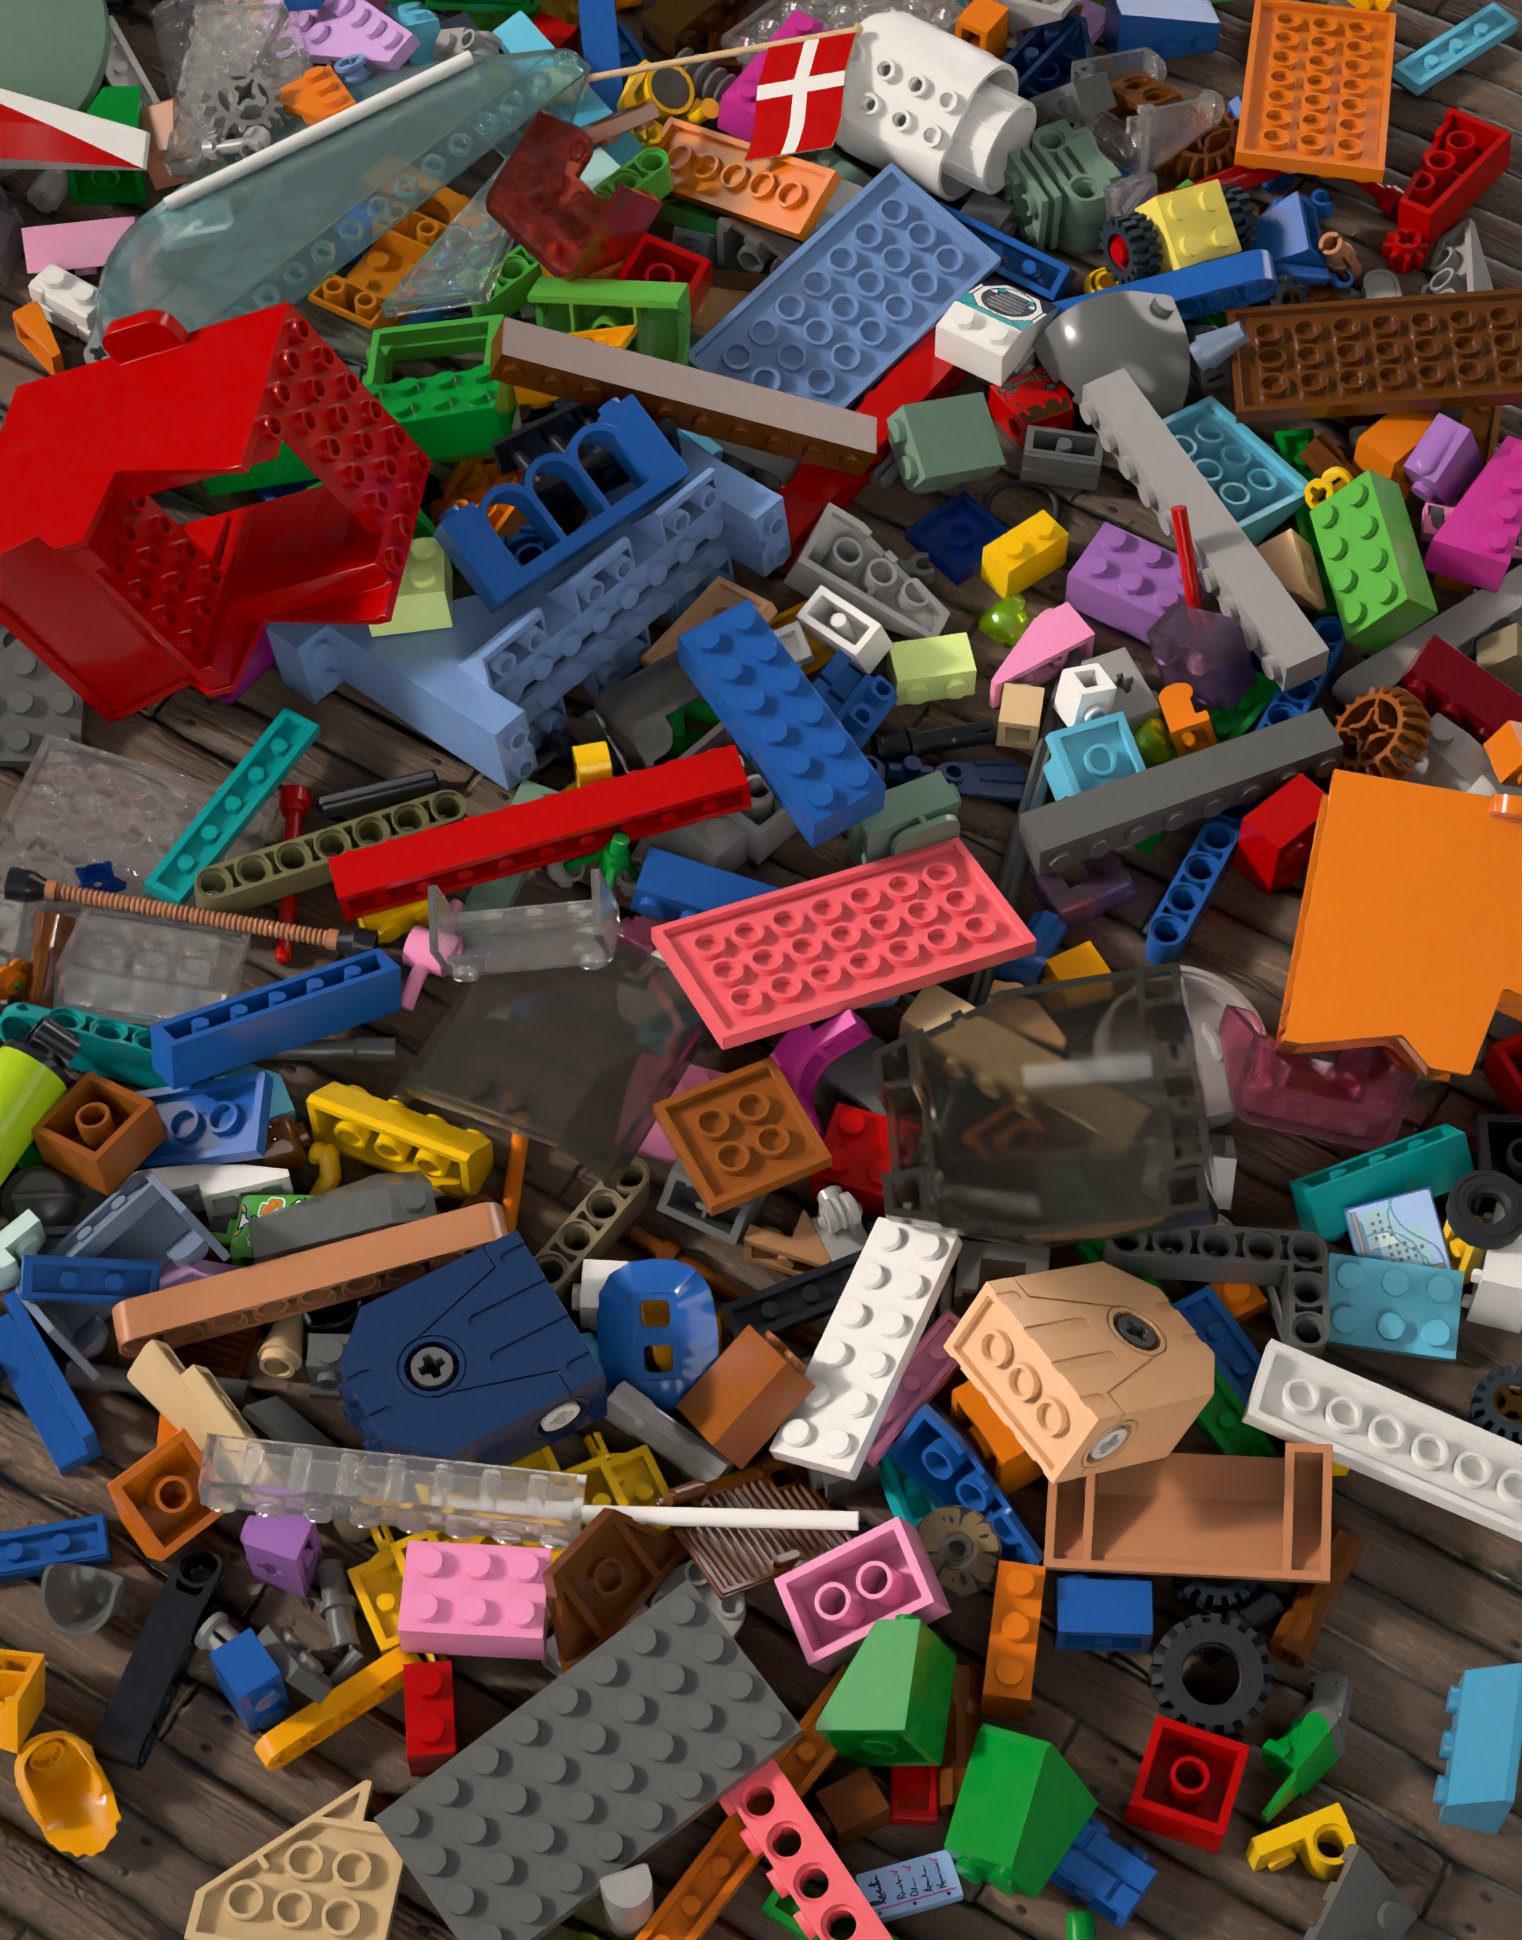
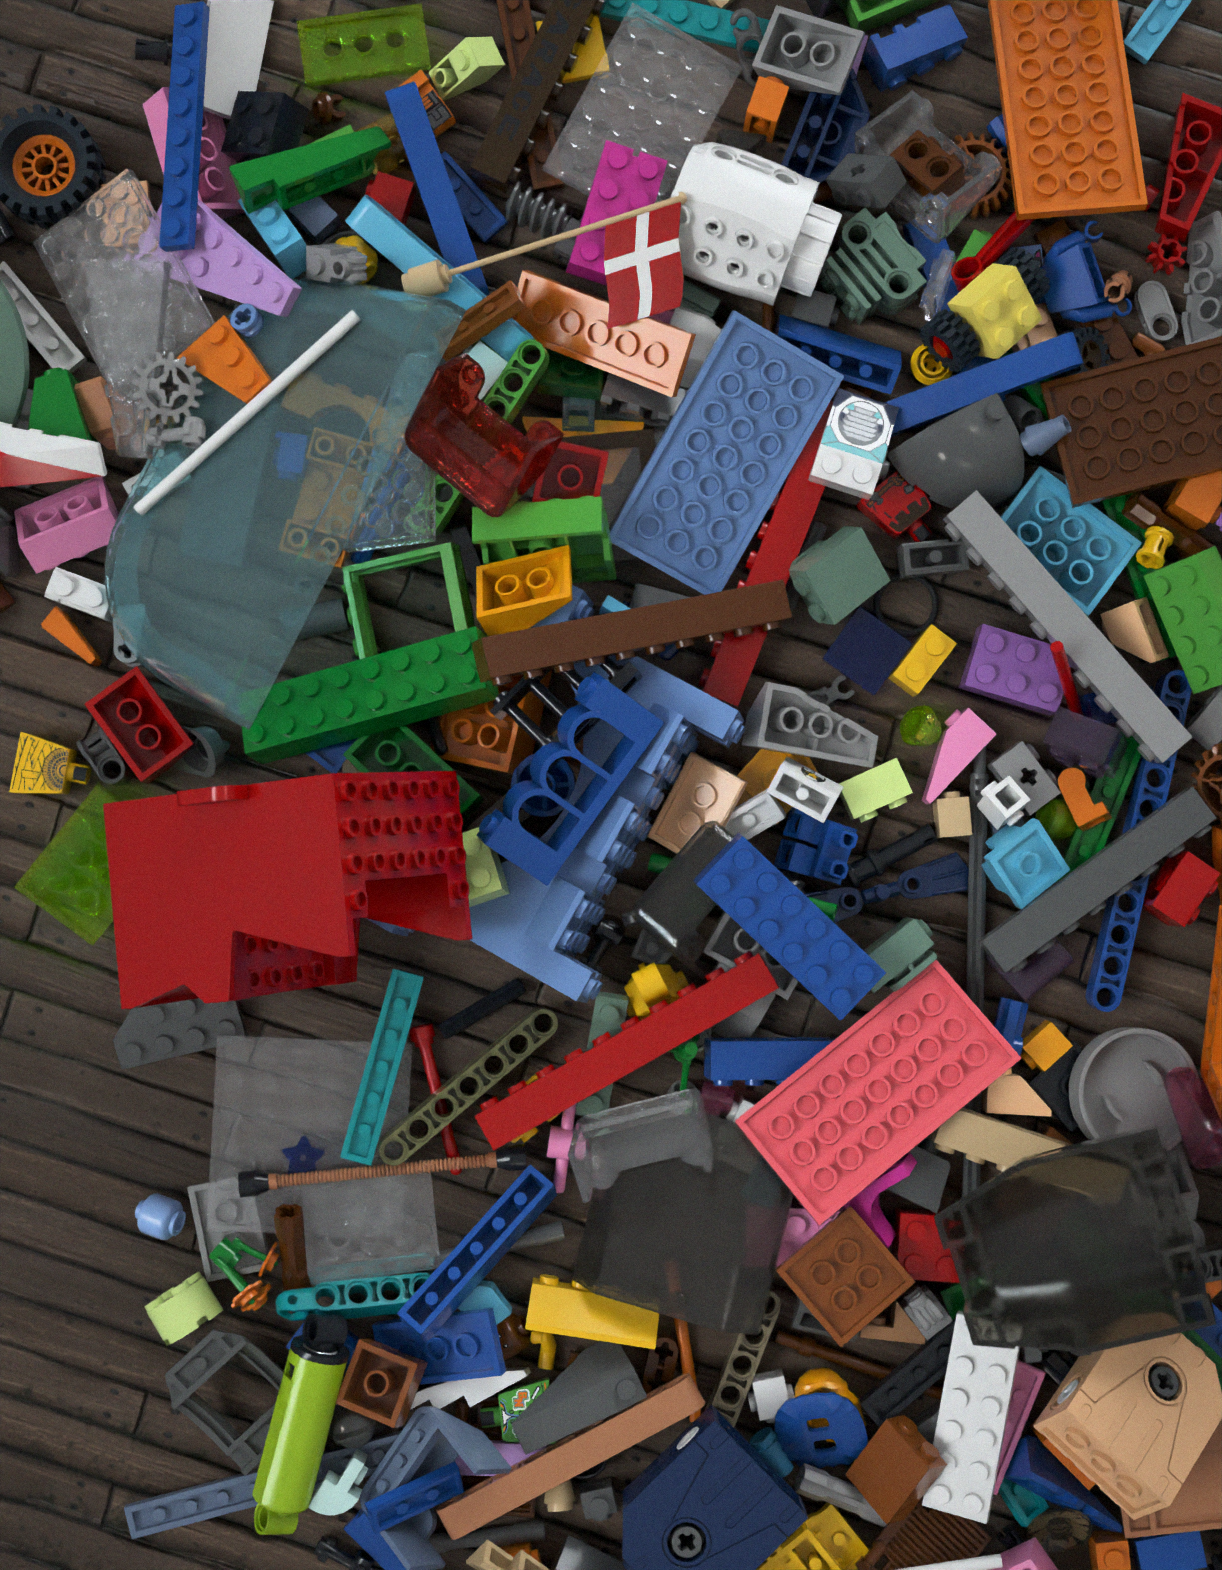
camera: 15 degrees left, 30 degrees up
(673, 96) = (504, 235): yellow piece -> none

